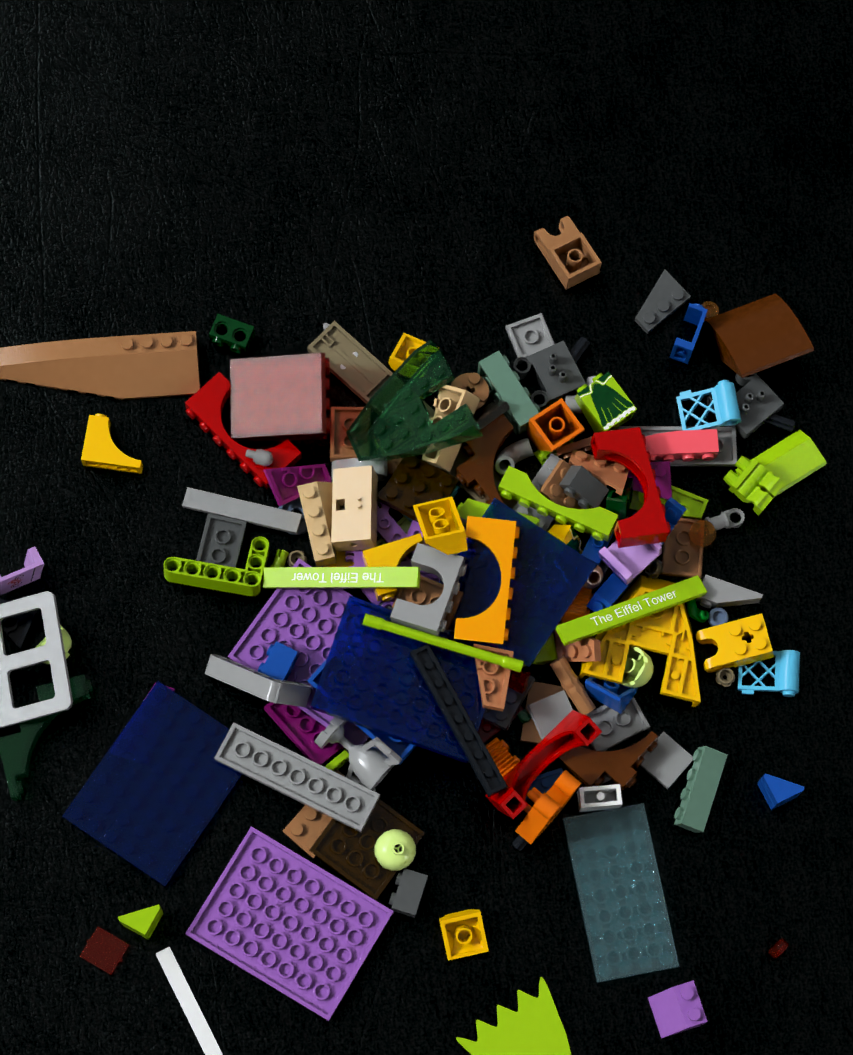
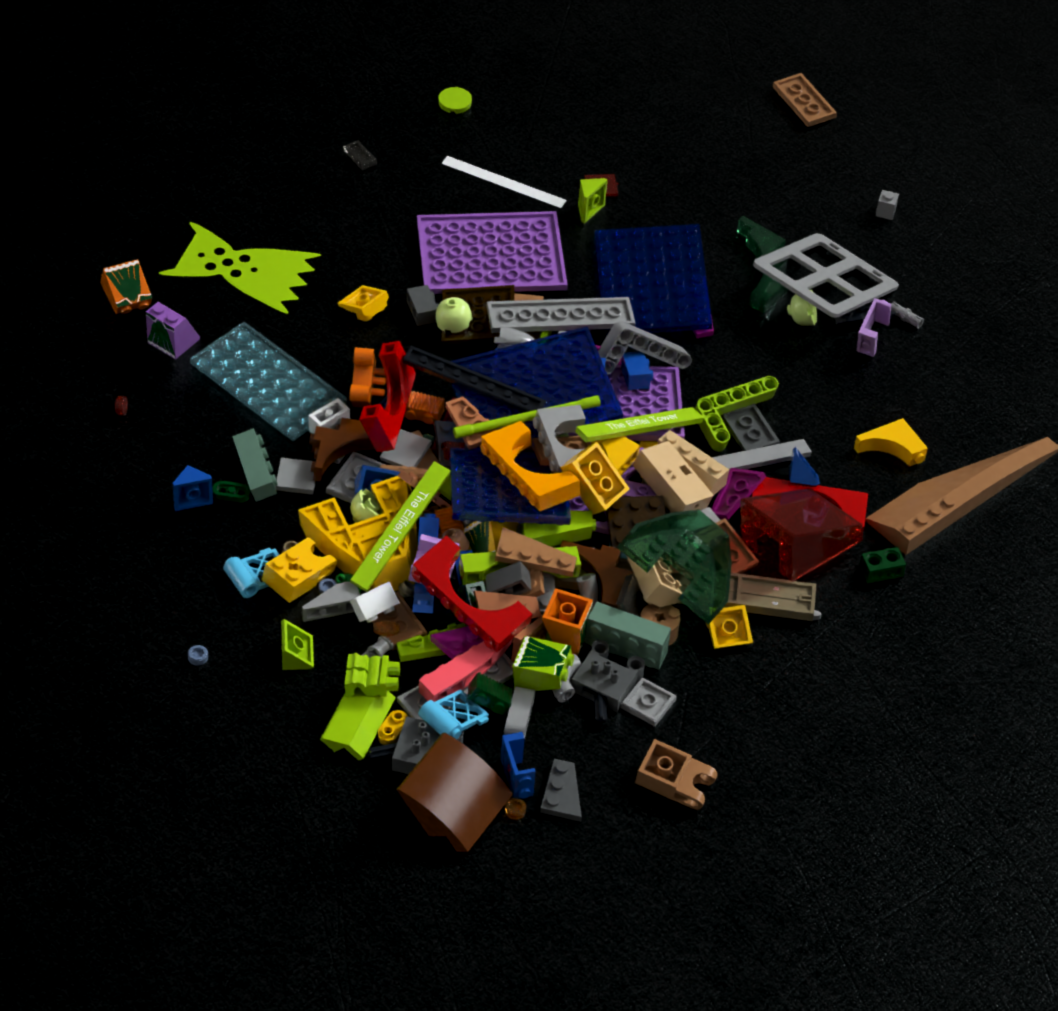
camera: 145 degrees right, 25 degrees down
(220, 461) = (801, 471): none -> blue slope
(260, 457) = (776, 484): light grey cylinder -> none
(280, 558) = (696, 439): lime pin -> none
(551, 501) = (533, 554): none -> medium nougat wing
(648, 386) = (520, 711): none -> light grey beam
(664, 411) = (490, 694): none -> dark green brick
(698, 560) = (374, 602): none -> white brick
(739, 774) = (231, 491): none -> dark green plate
(756, 443) = (393, 726): none -> yellow plate
(787, 567) = (296, 647): none -> lime slope

